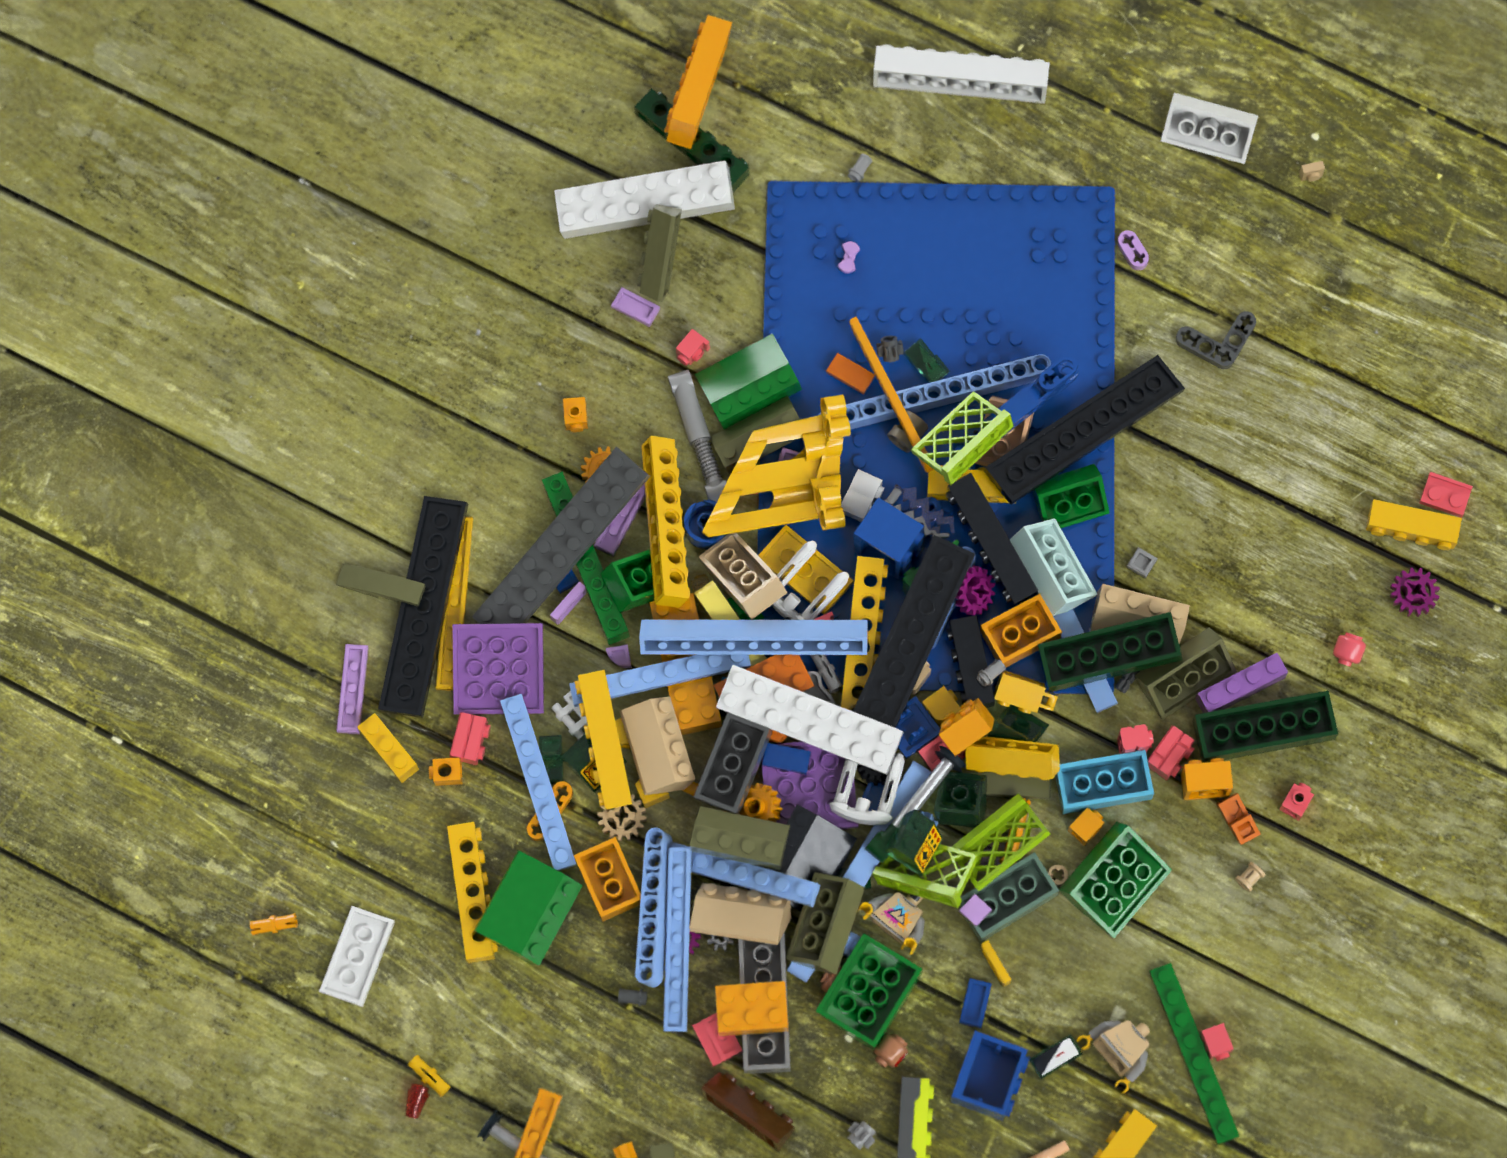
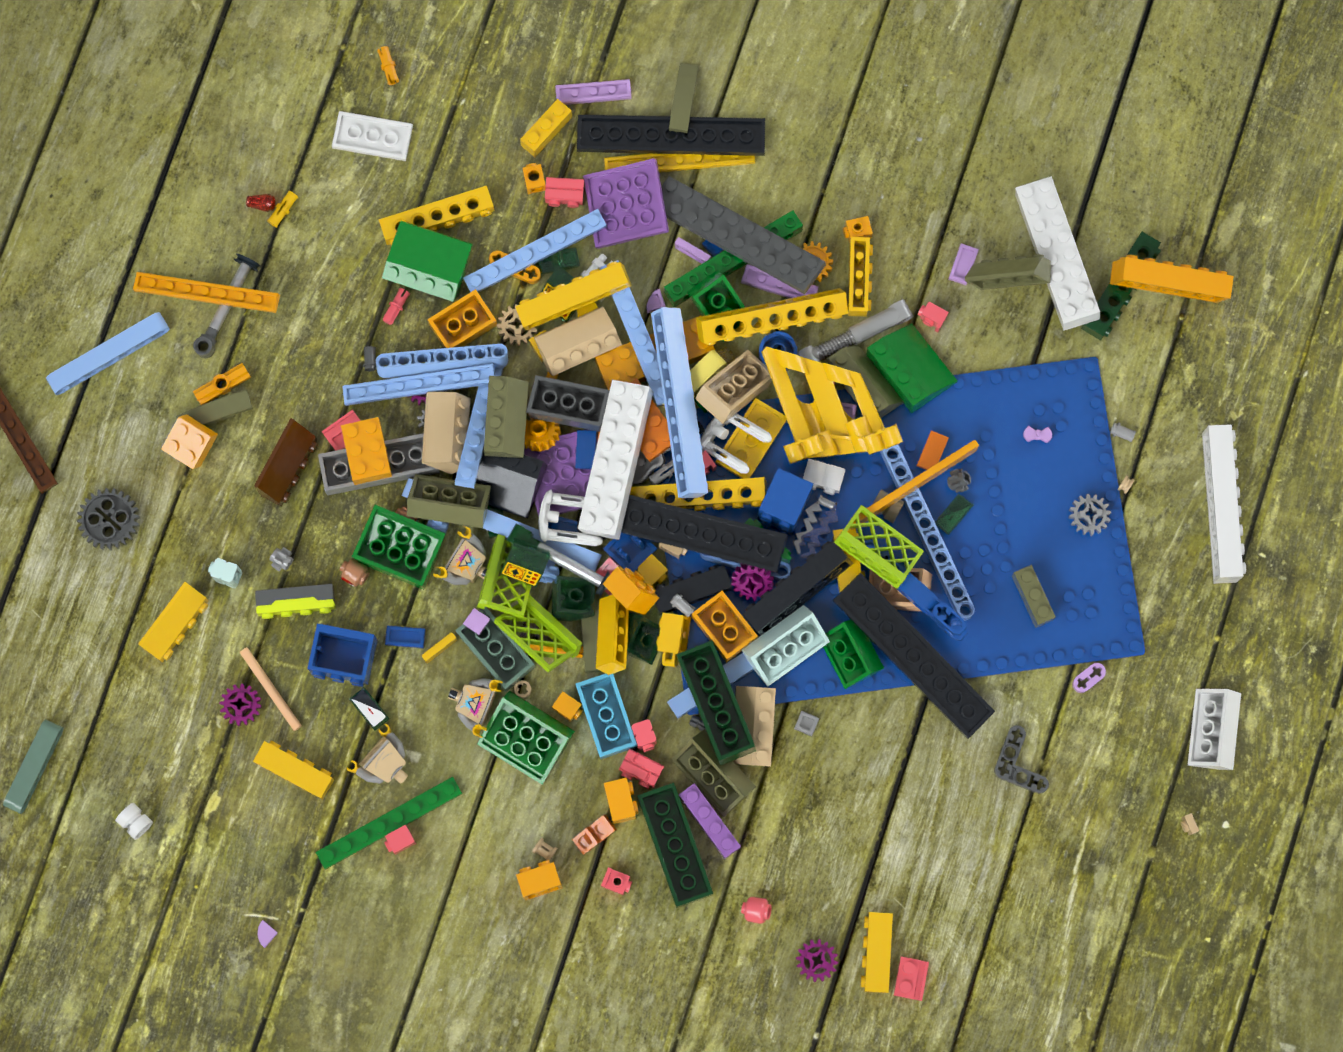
camera: 75 degrees right, 5 degrees up
(574, 956) = (395, 306): none -> coral axle
(631, 420) = (859, 272): none -> yellow brick
(920, 174) = (1126, 484): none -> tan bush
(941, 215) = (1081, 515): none -> light grey gear
(1035, 290) = (1033, 596): none -> olive brick
(1067, 930) = (475, 702): none -> torso
(1289, 883) = (538, 880): none -> light orange brick

